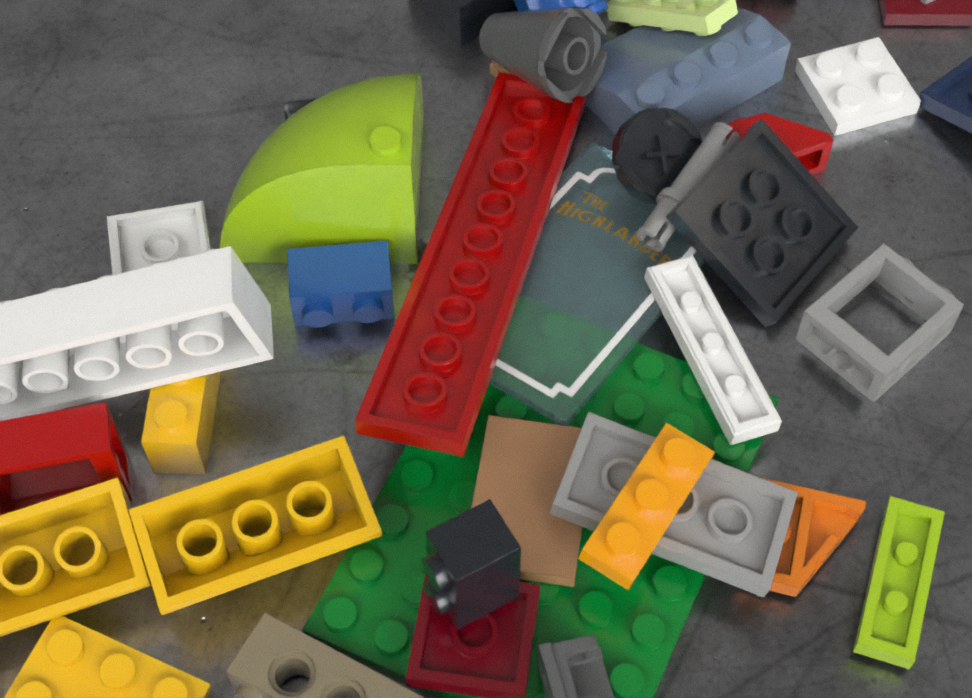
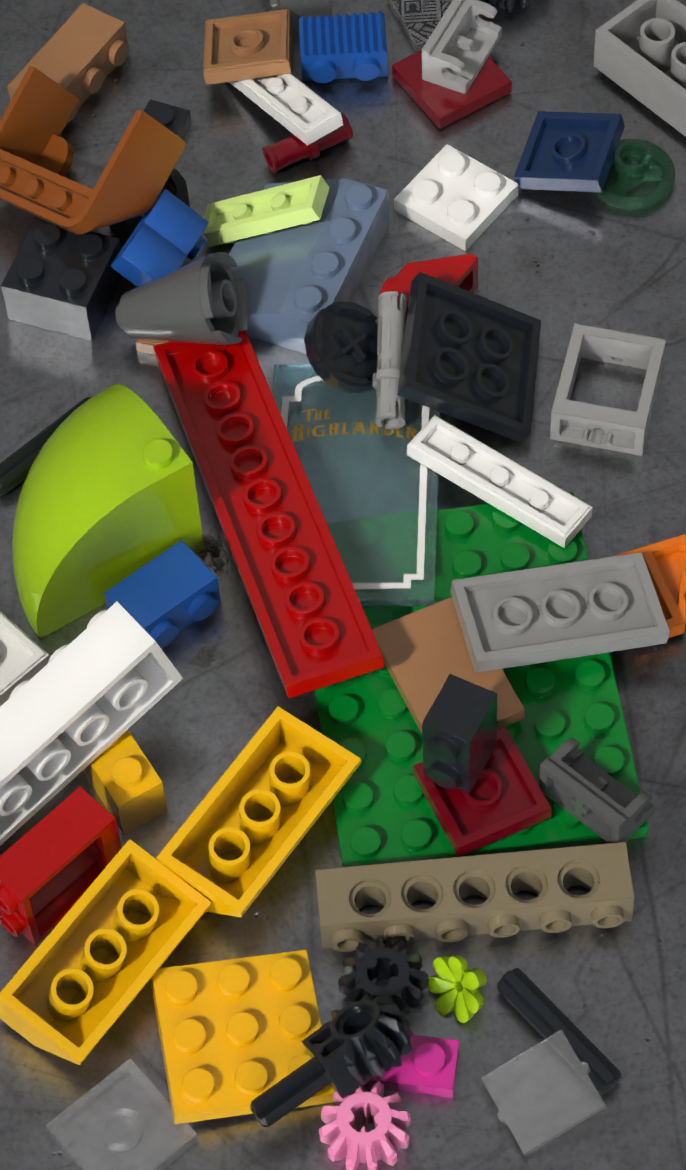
camera: 30 degrees left, 0 degrees up
(646, 506) = (546, 622): light orange plate -> none

